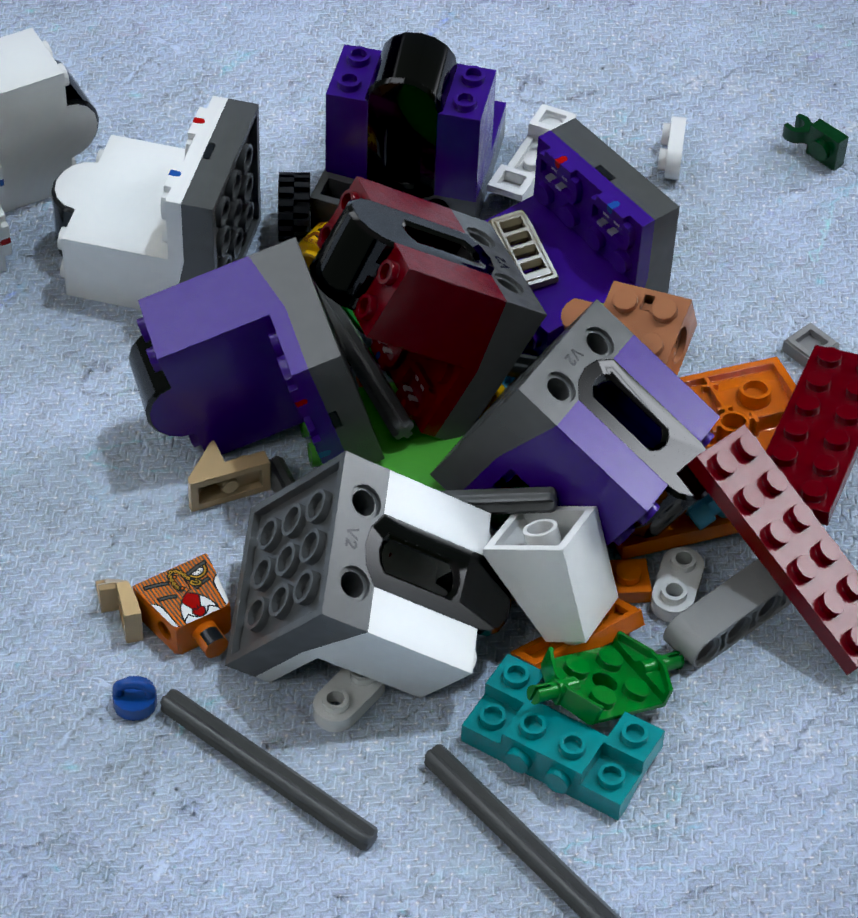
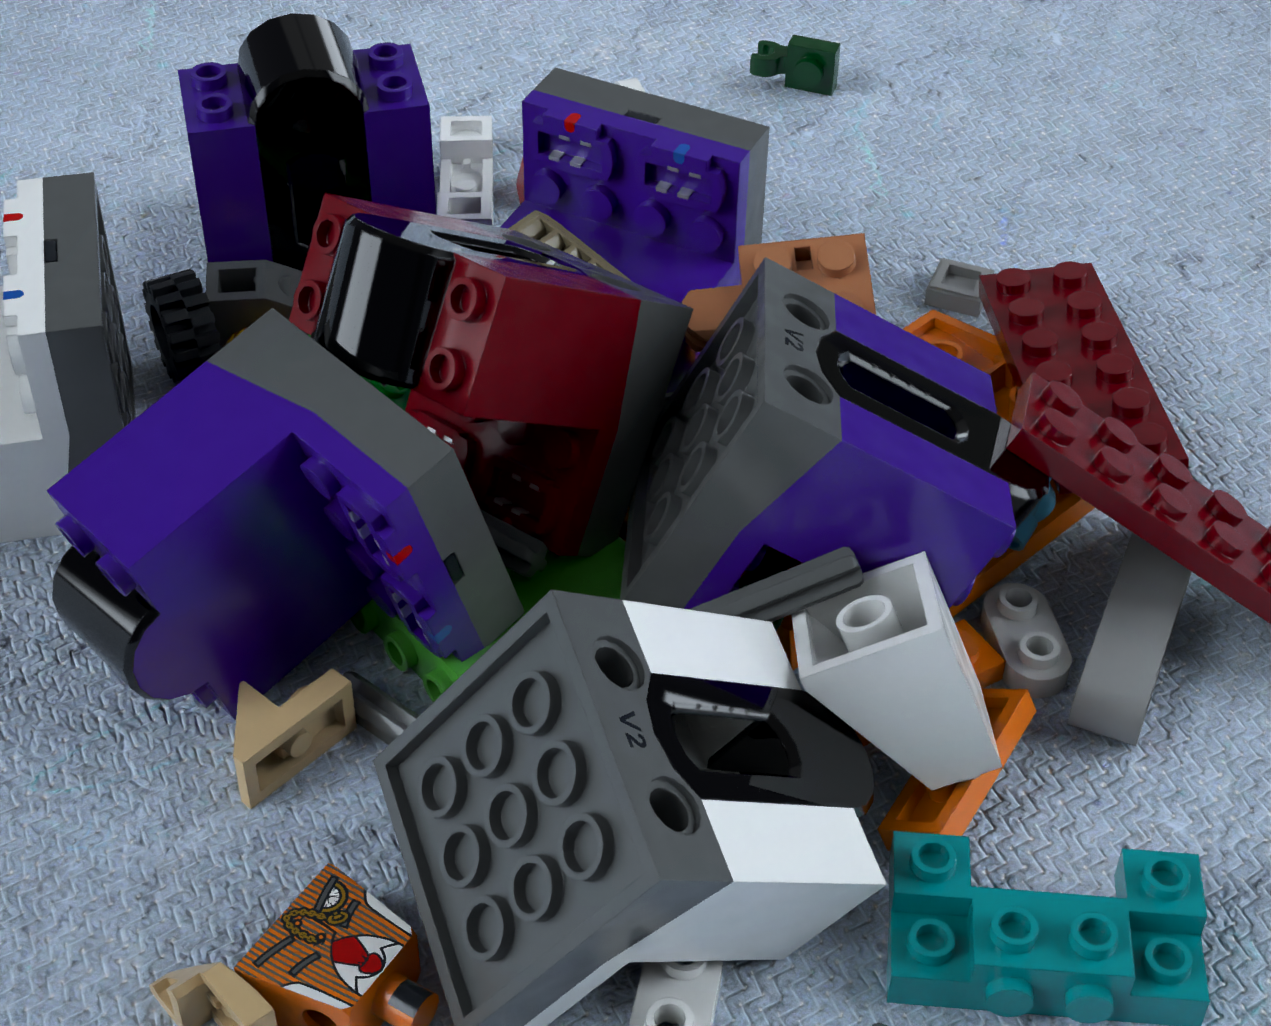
camera: 25 degrees left, 5 degrees down
(607, 680) = (1057, 813): green plate -> none

